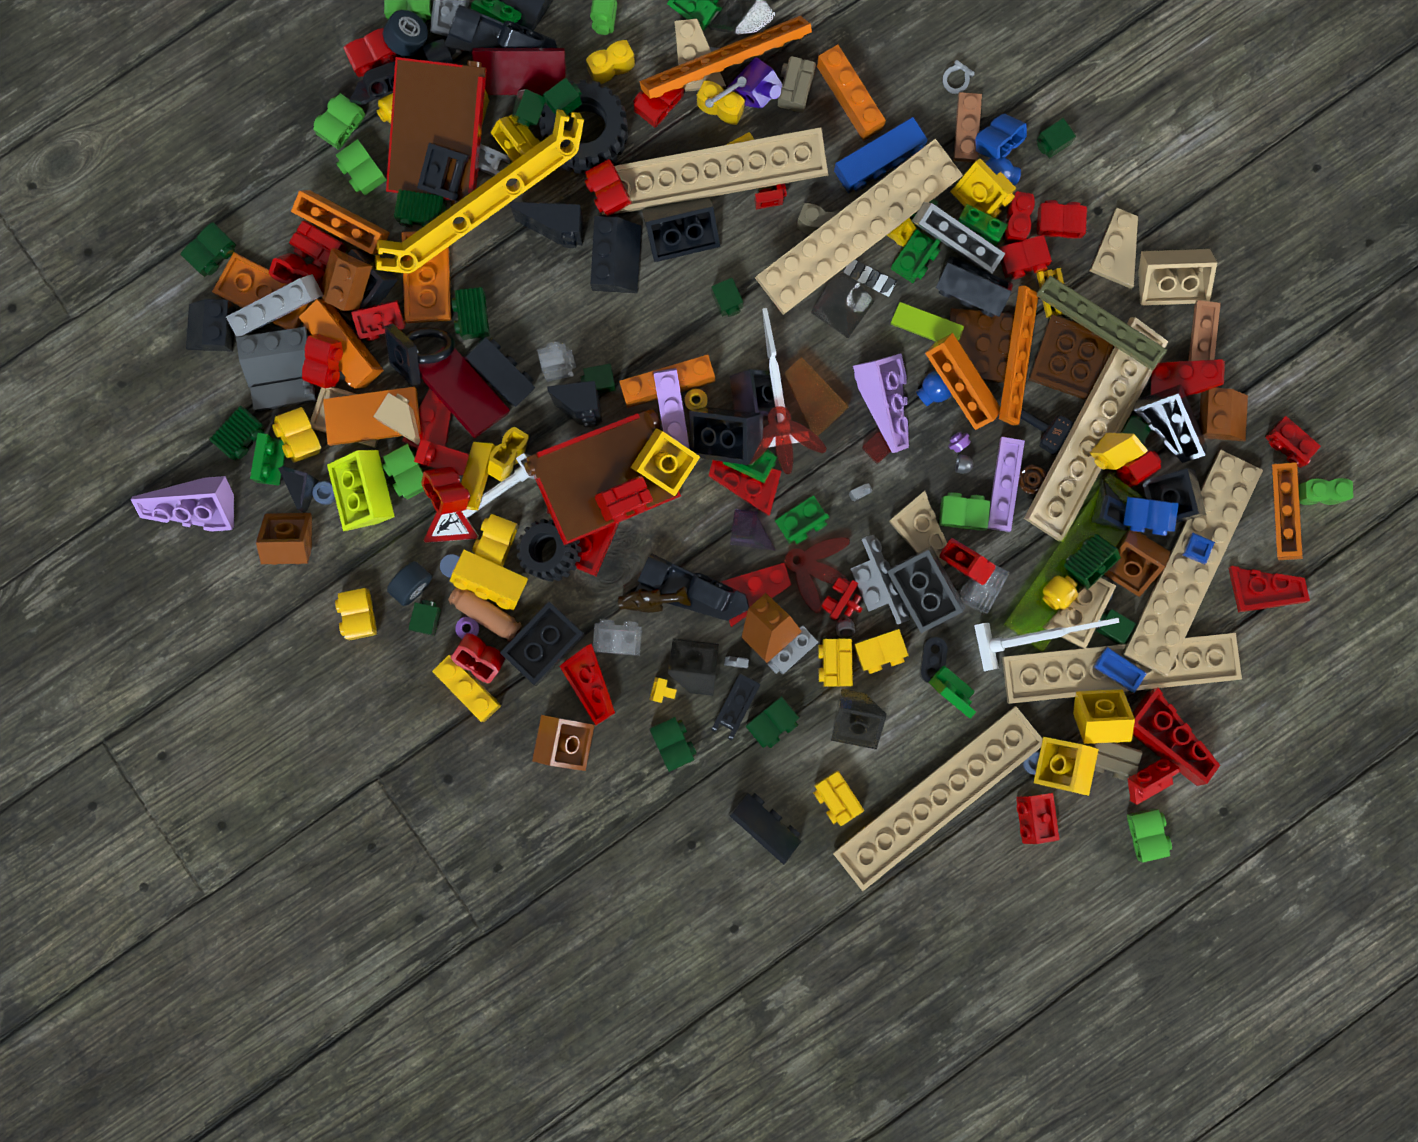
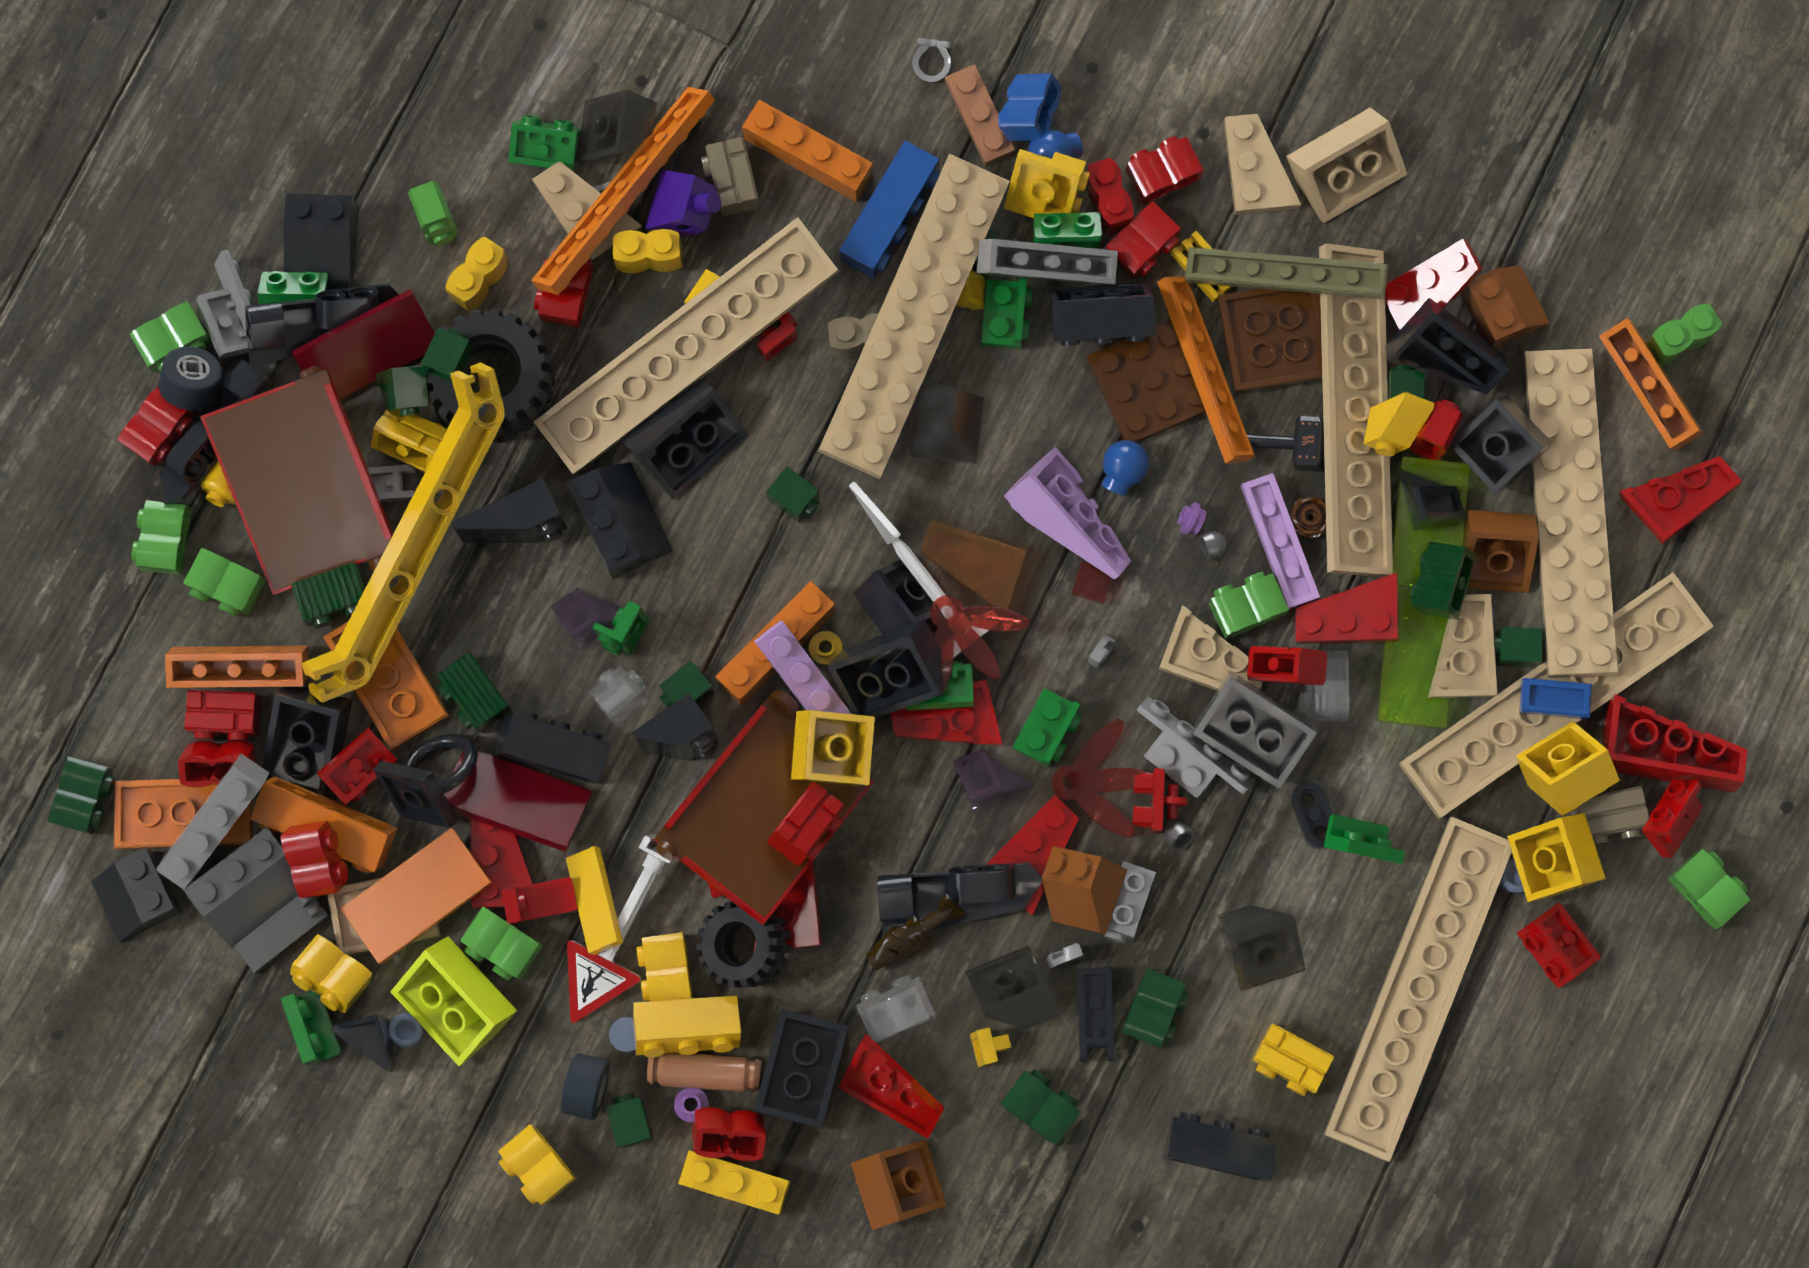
camera: 25 degrees left, 5 degrees down
(198, 502) = (245, 1135): lavender wedge -> none
(237, 433) = (251, 1014): dark green brick -> none
(285, 538) = (388, 1118): dark orange slope -> none
(344, 280) = (286, 739): dark orange slope -> none
(398, 416) = (454, 877): tan slope -> none
(436, 168) = (328, 532): black plate -> none
(445, 490) = (567, 939): red brick -> none
(504, 455) = (621, 848): yellow brick -> none
(564, 304) = (580, 612): none -> clear purple slope
(582, 325) = (628, 629): none -> green bracket
(608, 188) = (564, 437): red brick -> none
(741, 82) = (662, 213): light grey hinge -> none
(836, 663) = (1192, 886): yellow brick -> none
(870, 277) = (962, 371): sticker -> none
(881, 650) = (1241, 839): yellow brick -> none
(924, 323) = (1068, 393): lime tile -> none
(963, 381) = (1155, 440): orange brick -> none
(989, 646) = (1375, 757): white piece -> none
(1024, 553) = (1353, 615): none -> red wing
(1055, 138) = (1099, 71): dark green brick -> none
(1060, 592) = (1425, 641): yellow head -> none
(1150, 514) = (1483, 481): blue brick -> none
(1198, 548) = (1567, 491): blue tile -> none
(1204, 330) = (1421, 213): nougat plate -> none
(1292, 442) = (1609, 293): red bracket -> none

